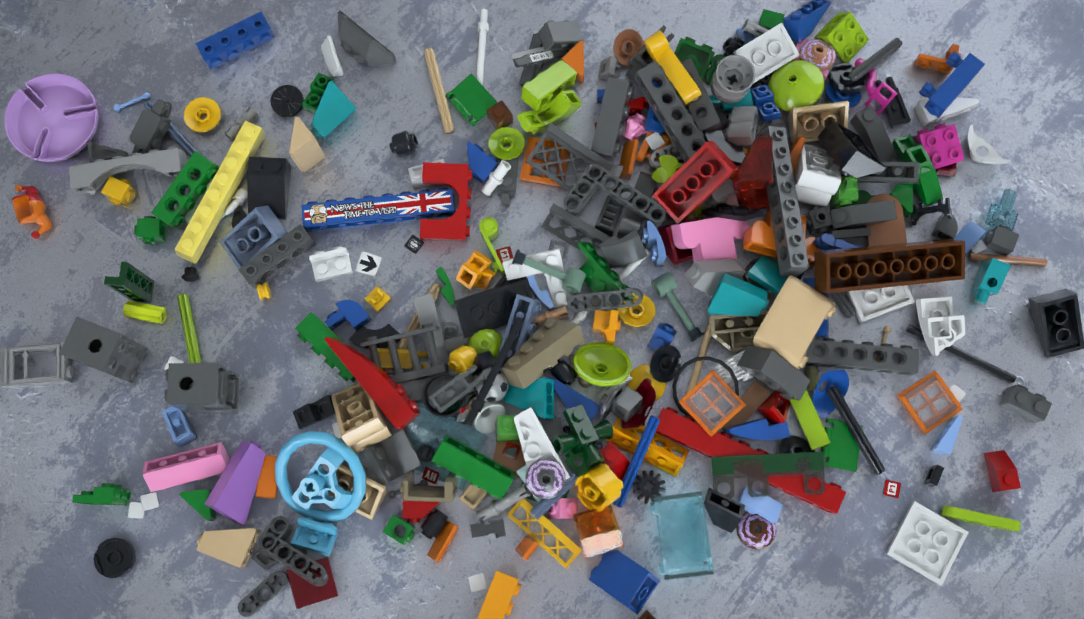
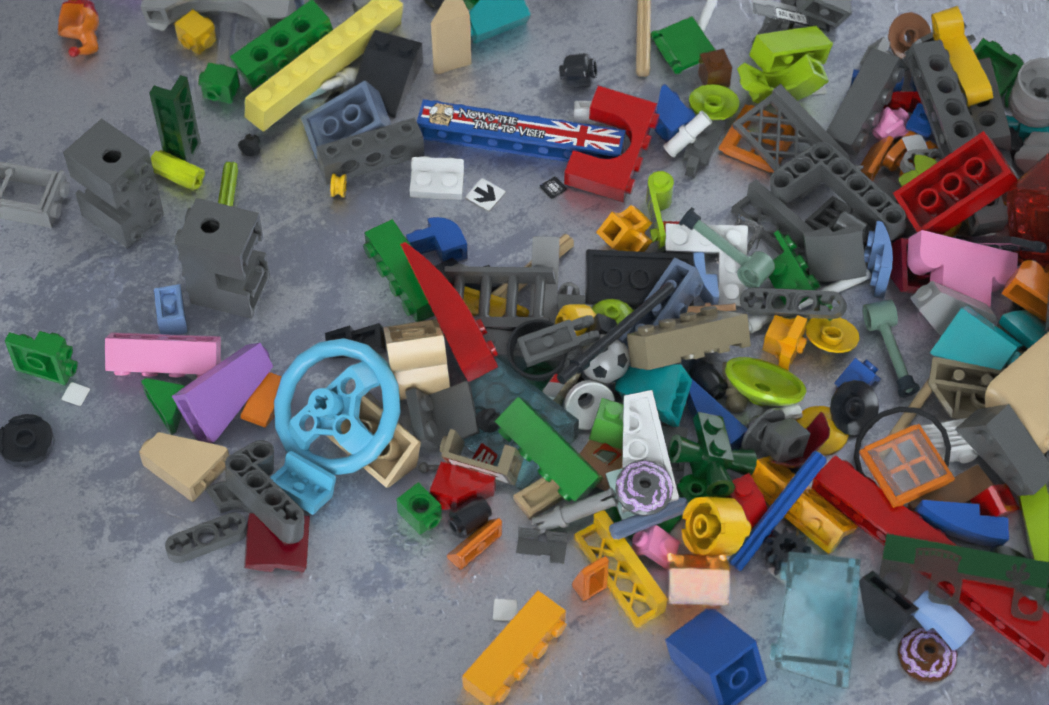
camera: 15 degrees right, 20 degrees down
(149, 501) = (97, 388): white sticker -> none
(377, 299) = (484, 235): yellow tile -> none
(447, 291) = (580, 242): green slope -> none
(575, 60) = (836, 31): orange slope -> none

